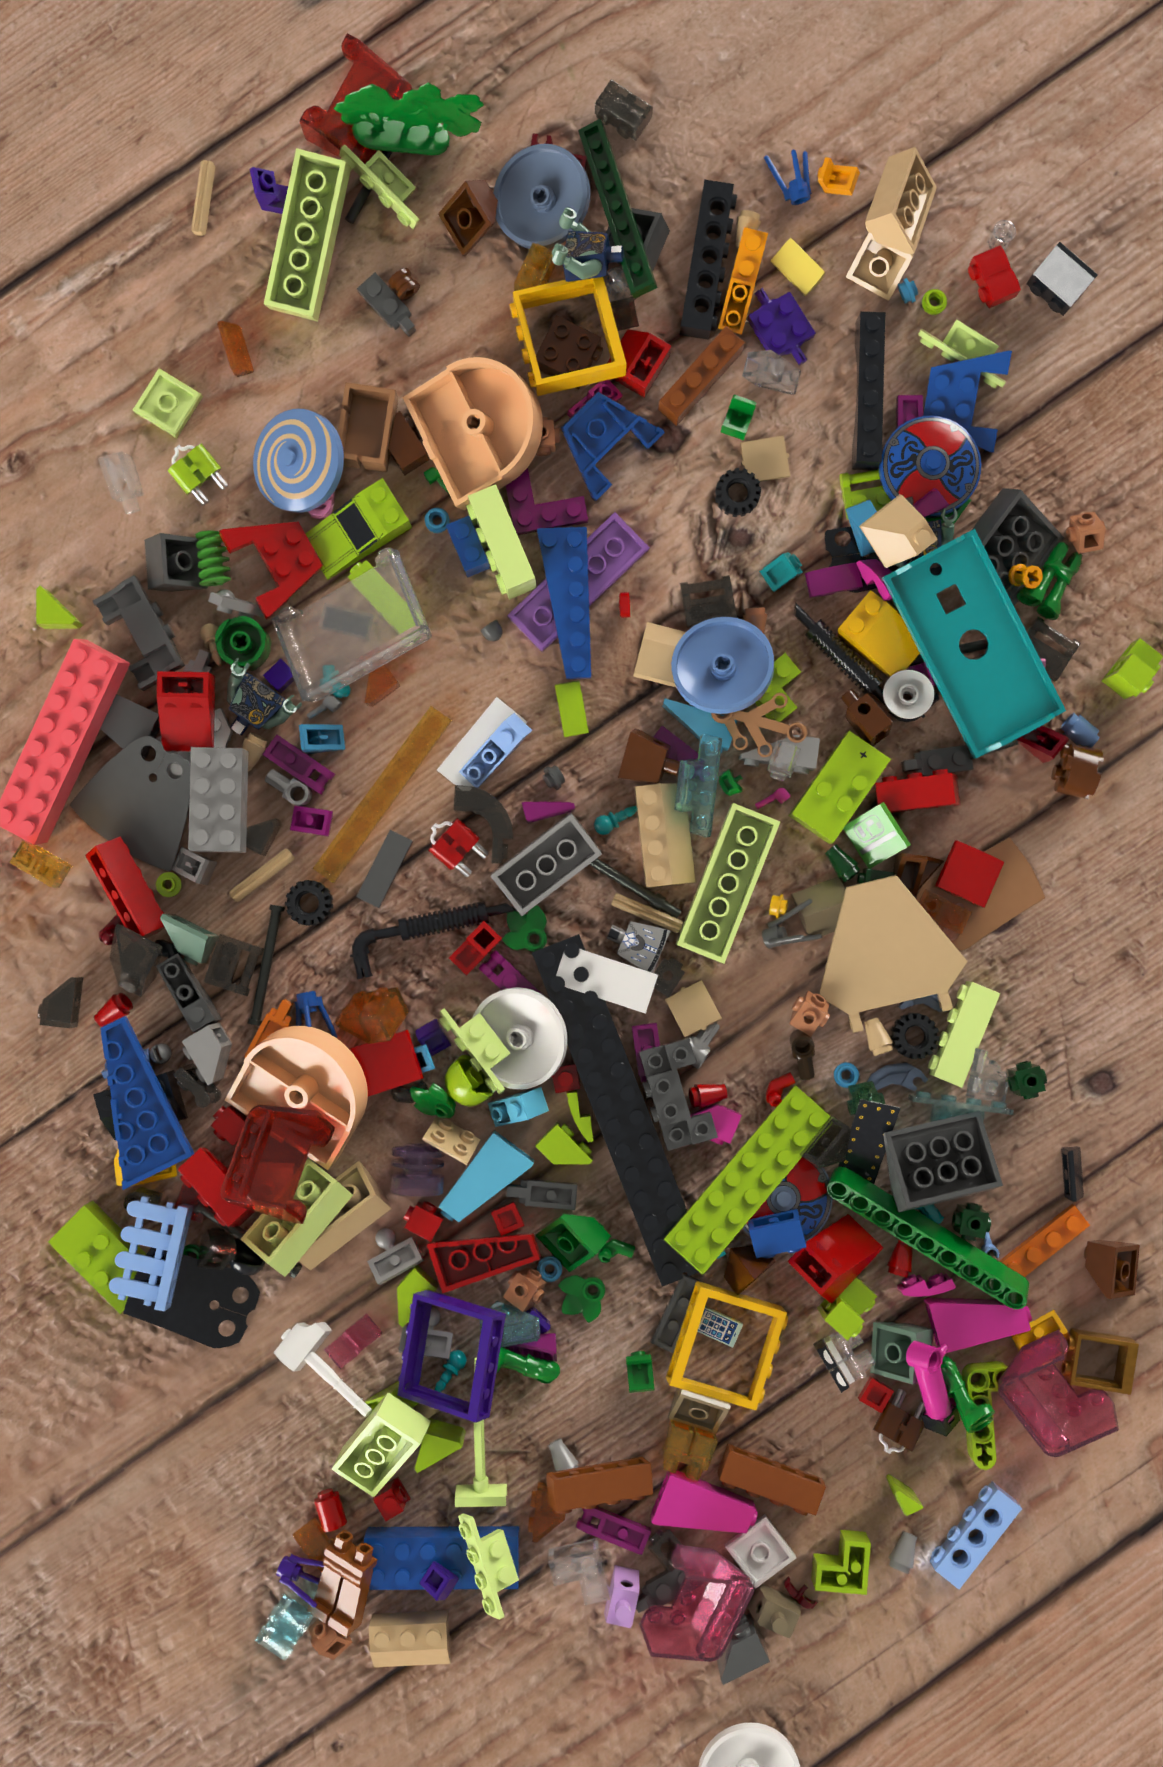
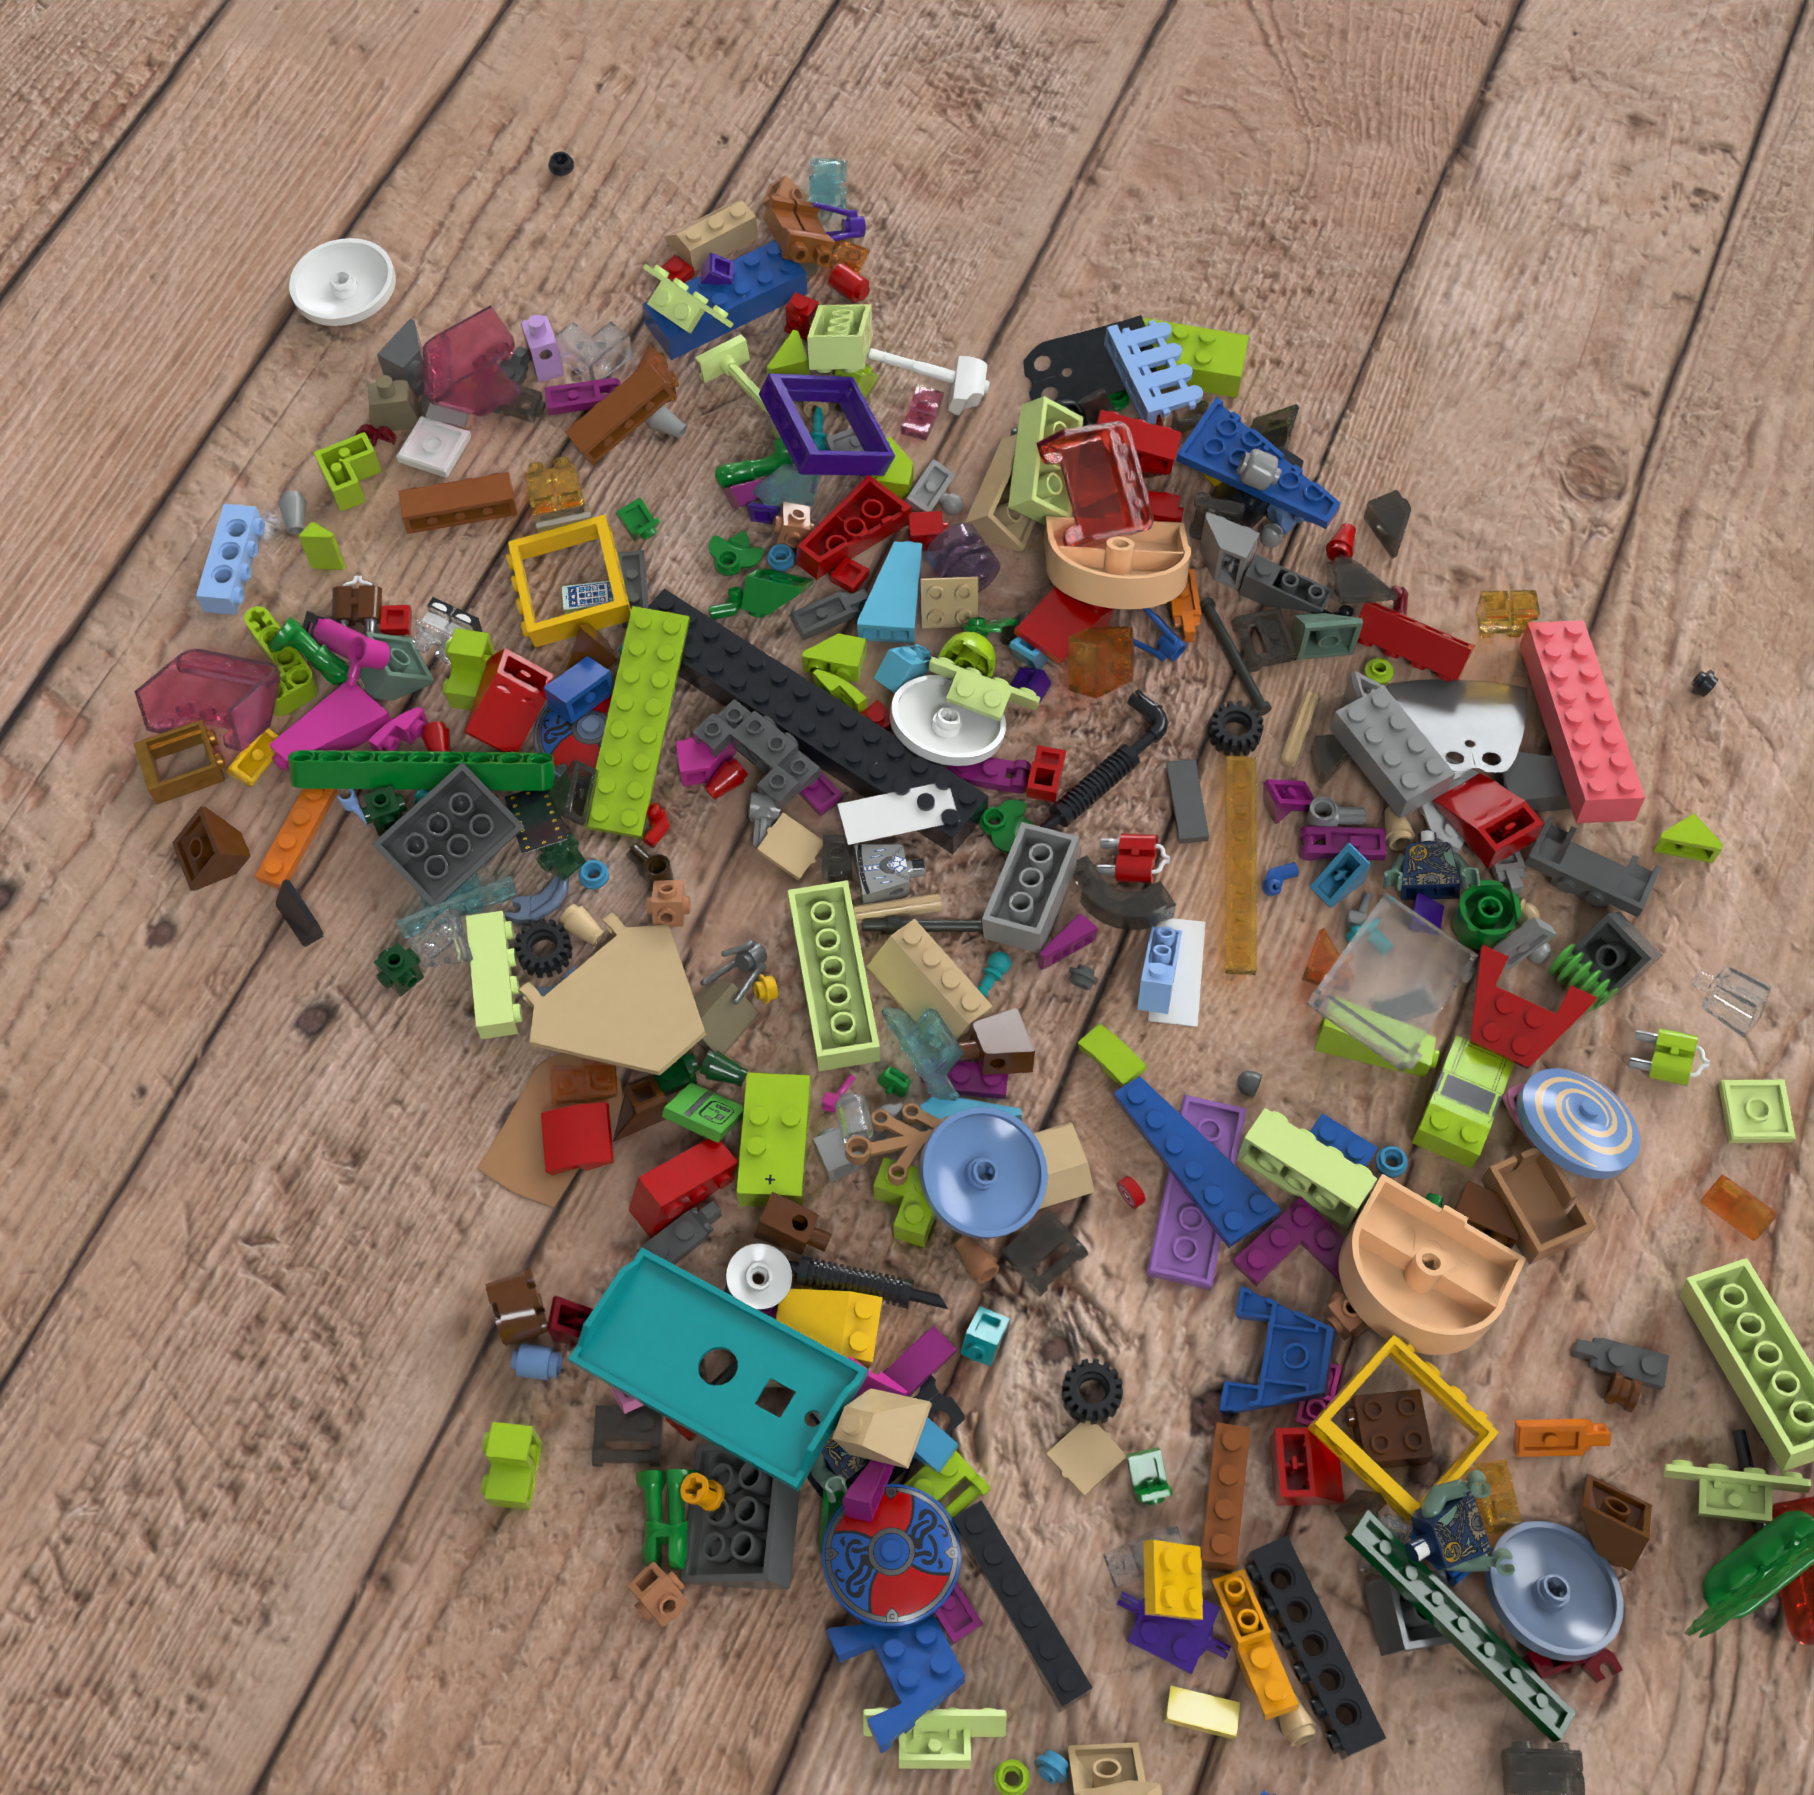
camera: 150 degrees right, 25 degrees down
(88, 1147) = (1277, 425): none -> clear smoke slope
(144, 1092) = (1258, 469): none -> light grey head
(364, 770) = (1275, 877): none -> blue arm
(463, 1617) = (678, 269): none -> red plate
(465, 283) = (1558, 1437): none -> orange hinge
(701, 1506) = (510, 449): dark pink slope -> none
(774, 336) = (1172, 1580): none -> yellow plate

